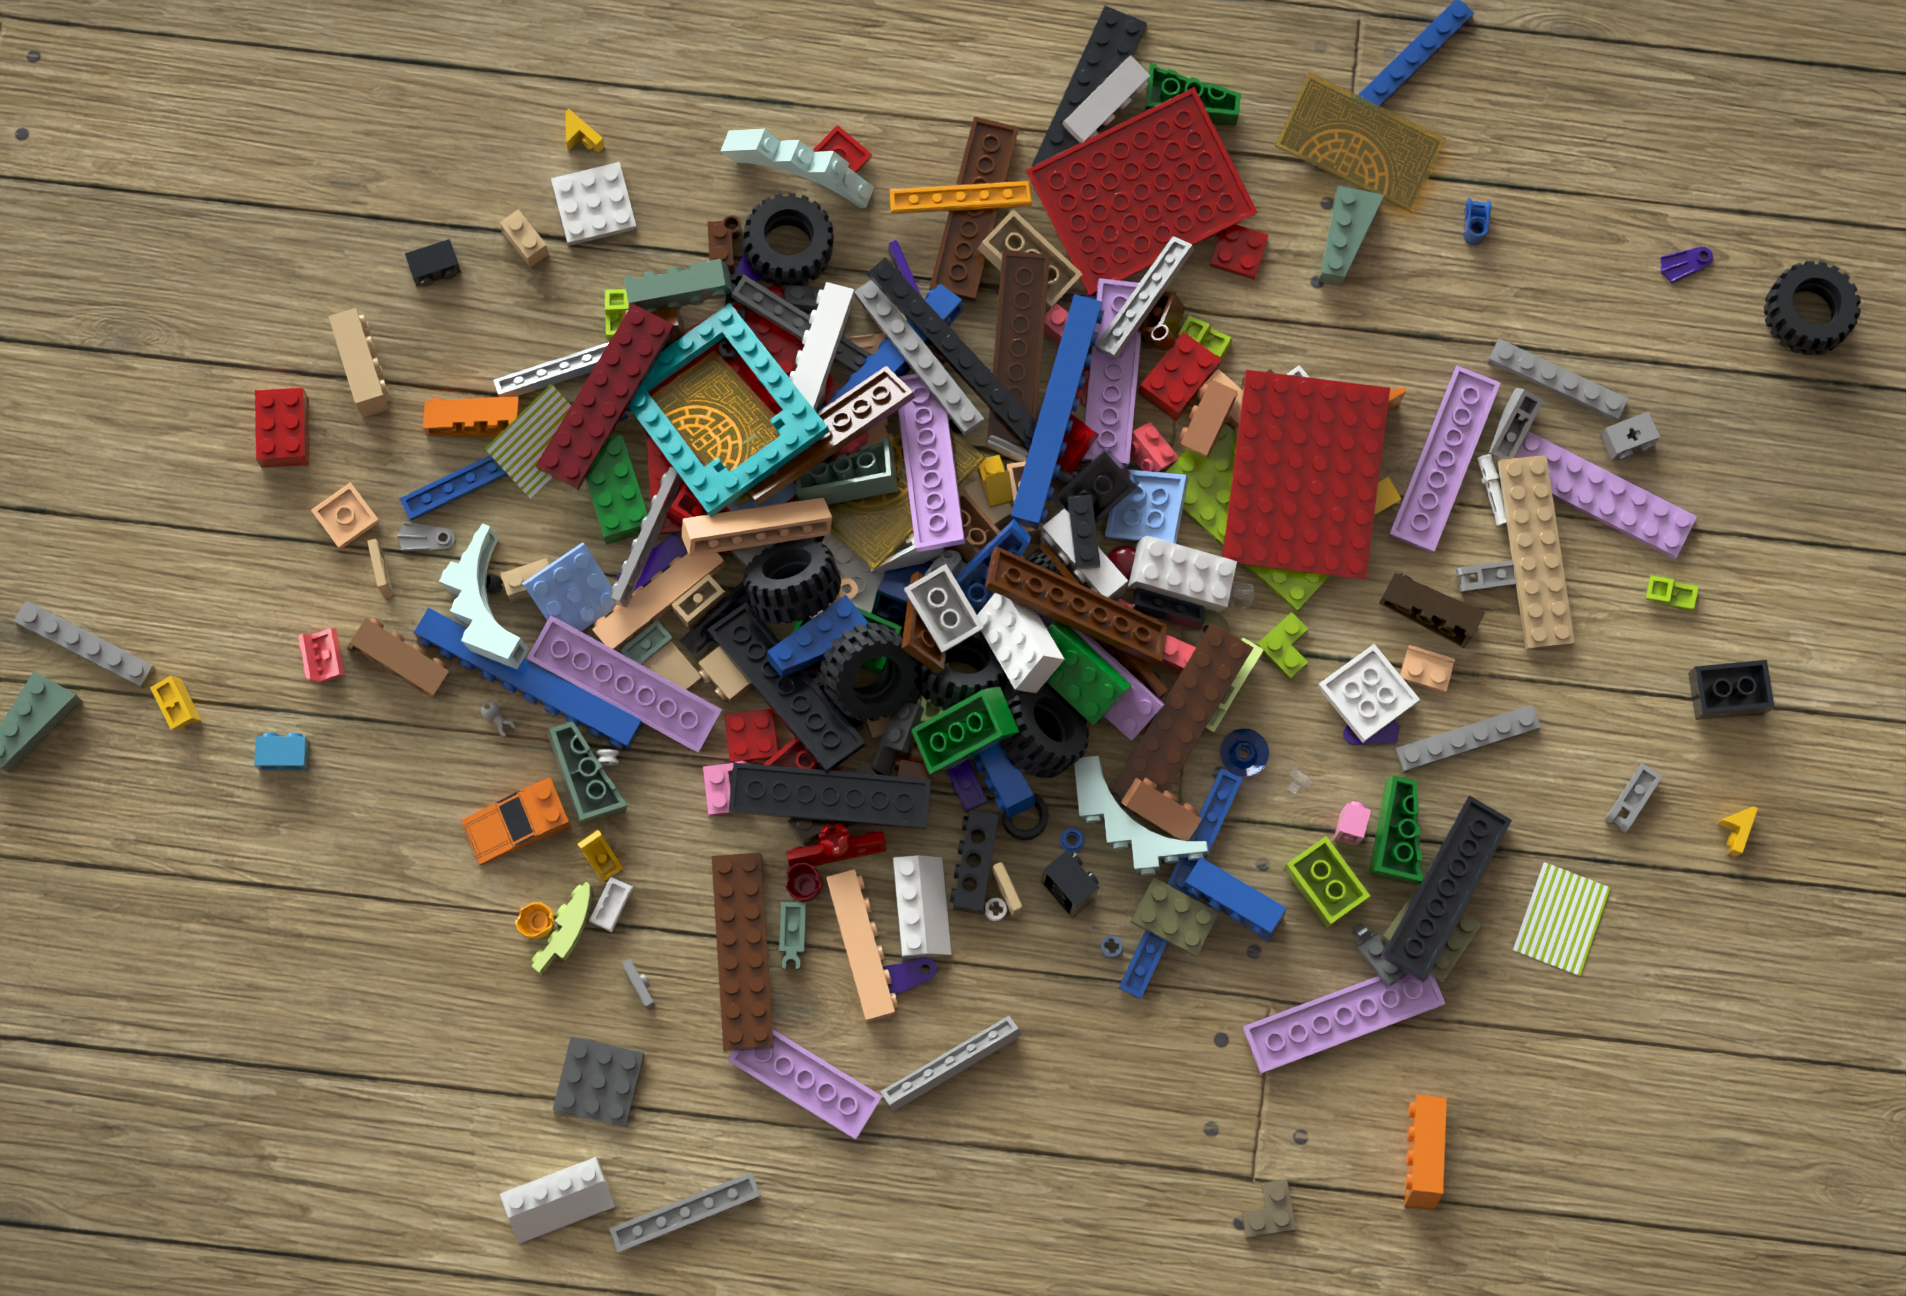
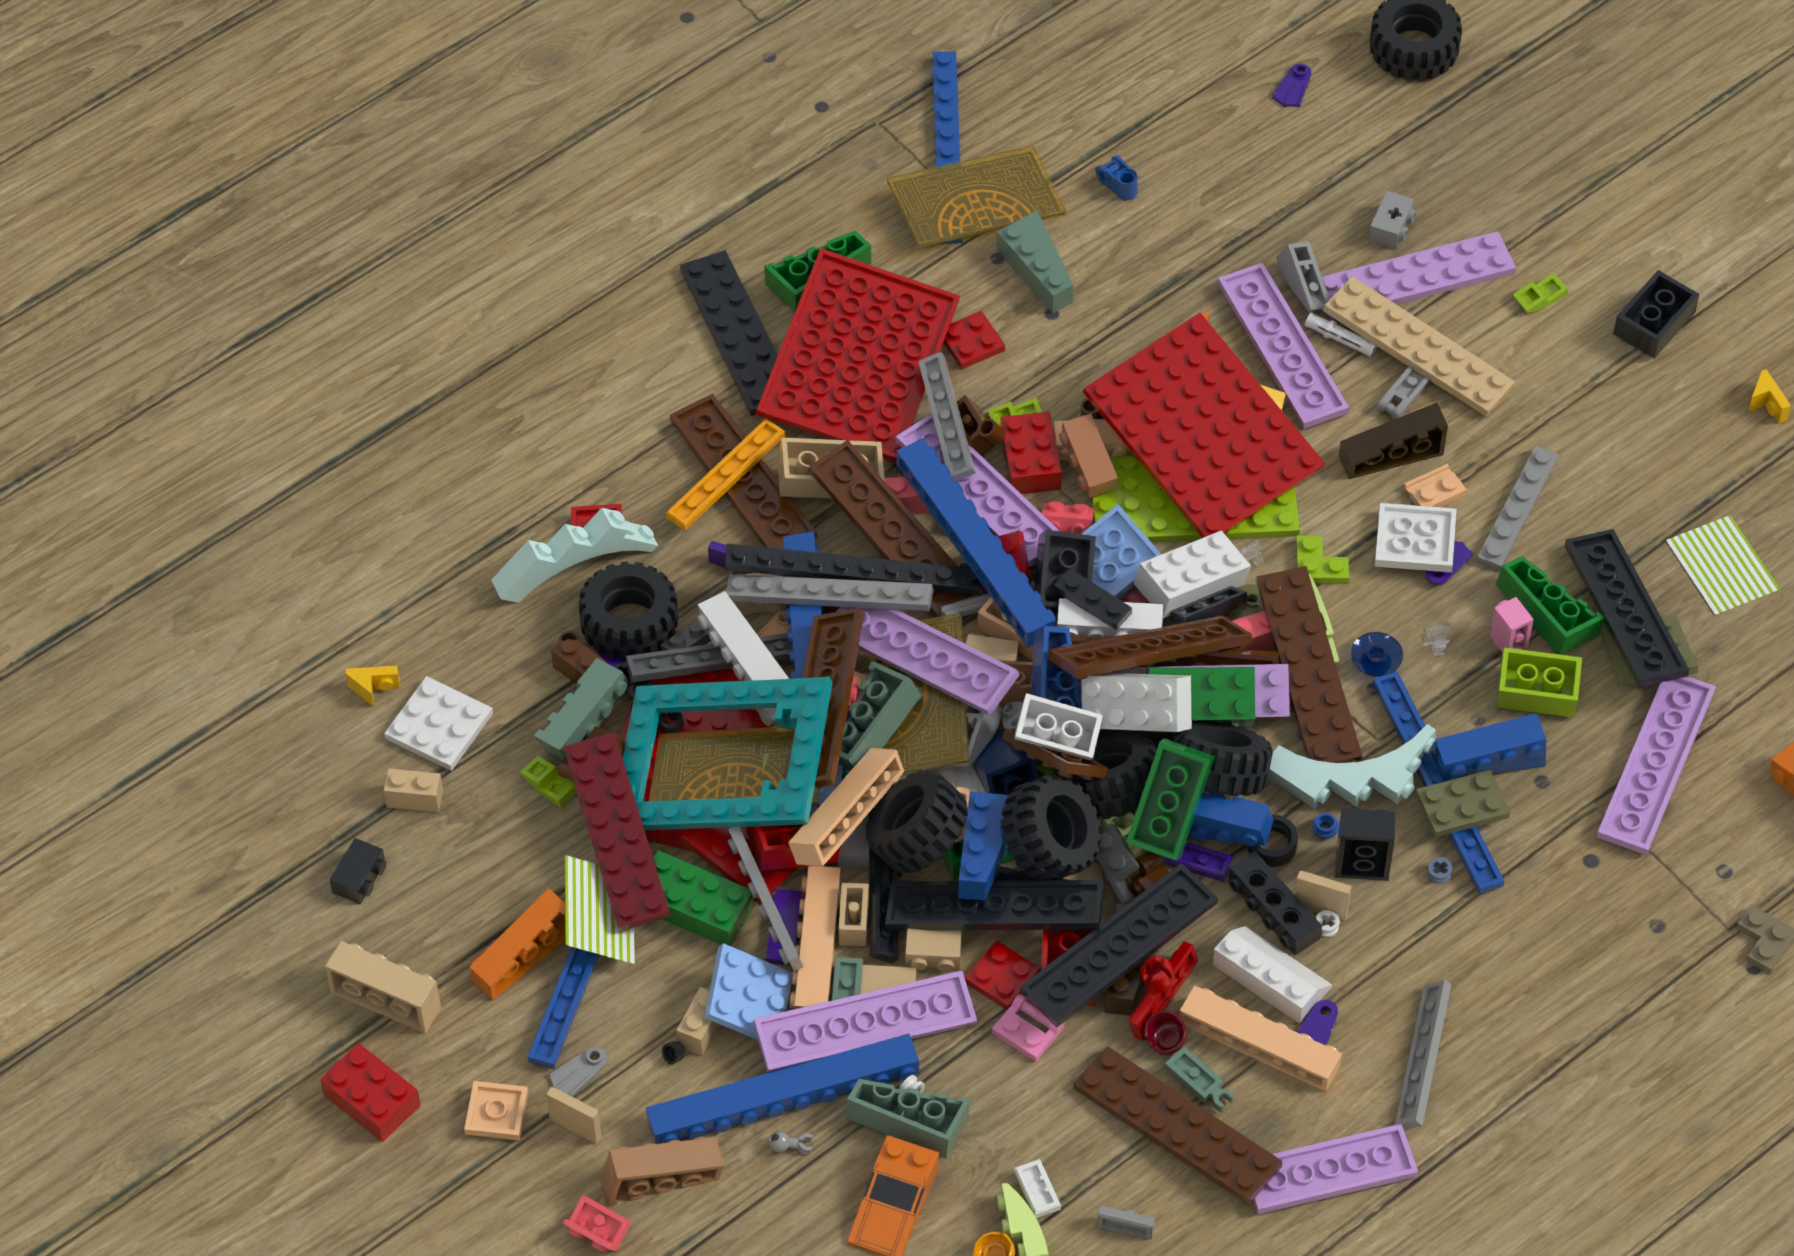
camera: 40 degrees left, 20 degrees down
(472, 607) = (716, 1077): light aqua arch -> none
(549, 373) = (548, 858): light grey plate -> none
(600, 856) = (988, 1160): yellow slope -> none
(995, 481) = (984, 631): yellow slope -> none
(1106, 99) = (761, 313): white wedge -> none
(1162, 809) = (1365, 738): nougat brick -> none
(1371, 949) = (1632, 698): dark grey hinge -> none
(1558, 380) = (1297, 230): light grey plate -> none
(1634, 797) = (1675, 441): light grey plate -> none

